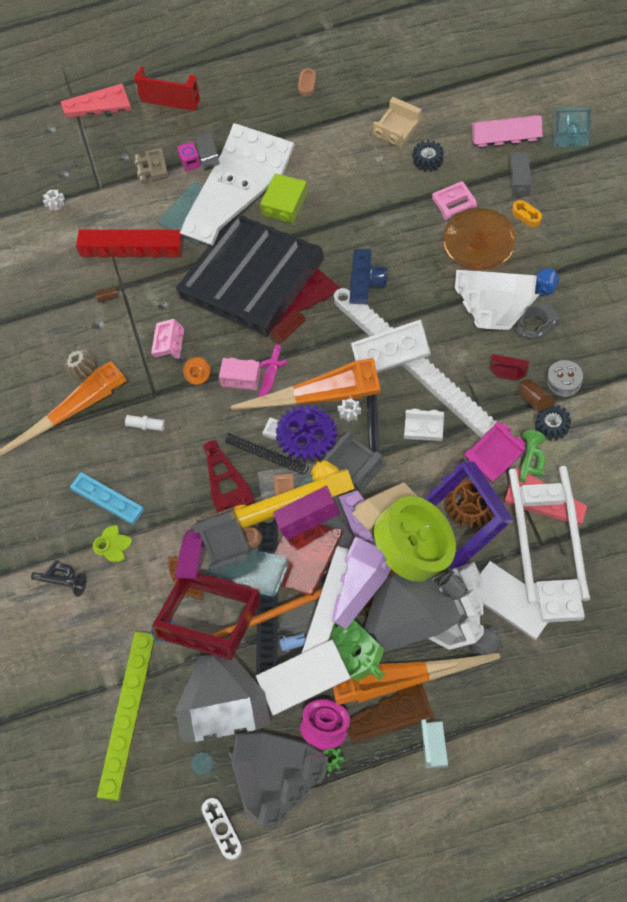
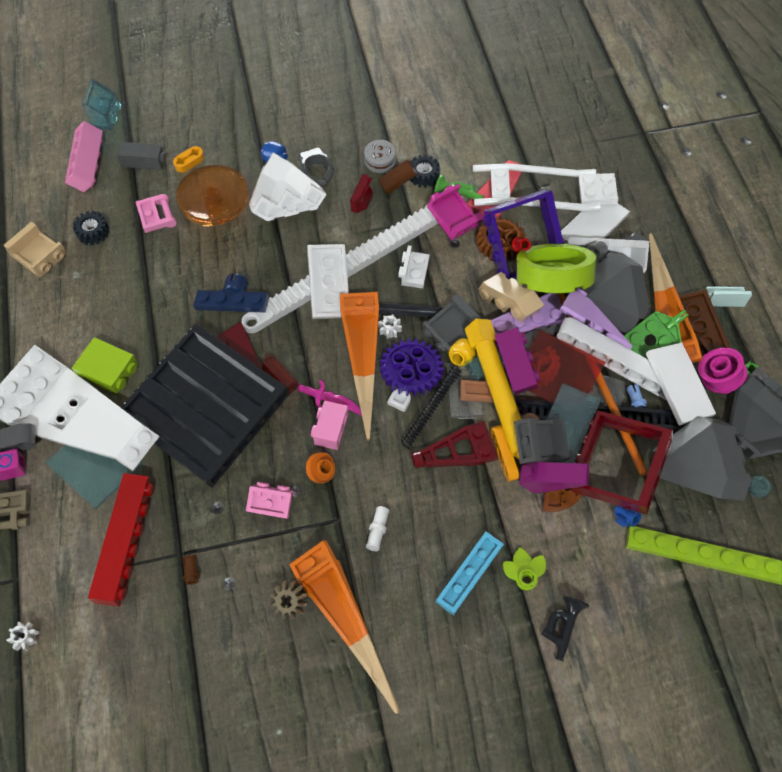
camera: 90 degrees left, 0 degrees up
(443, 504) = (519, 244): none -> red pin

